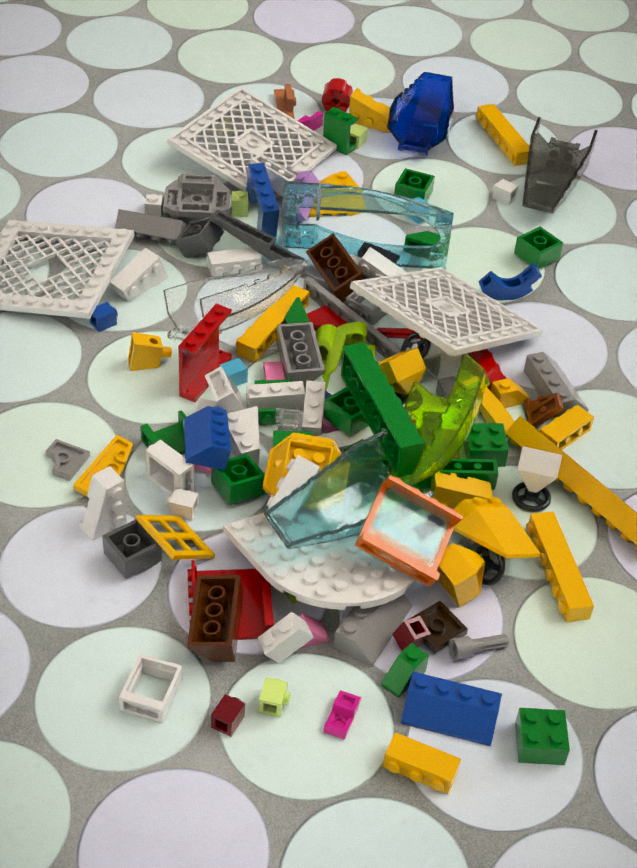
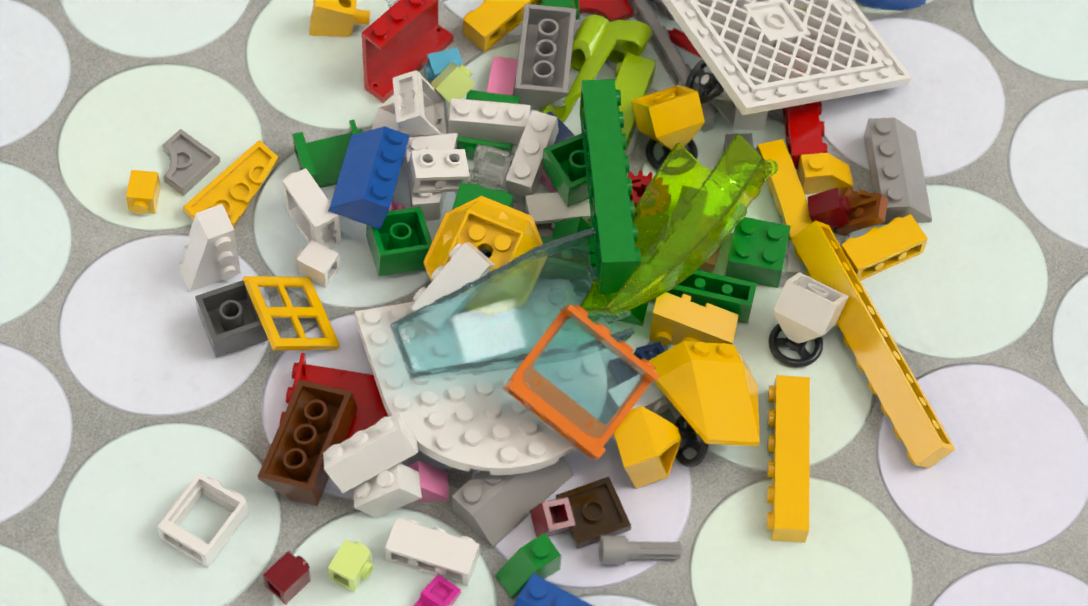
camera: 15 degrees right, 15 degrees up
(40, 481) = (143, 192): none -> yellow brick
(244, 375) = (453, 82): none -> yellowish green brick
(254, 426) = (437, 170): none -> white brick
(269, 609) = (370, 452): none -> white brick
(331, 675) = (432, 551): none -> white brick
(523, 408) = (829, 208): none -> dark red brick

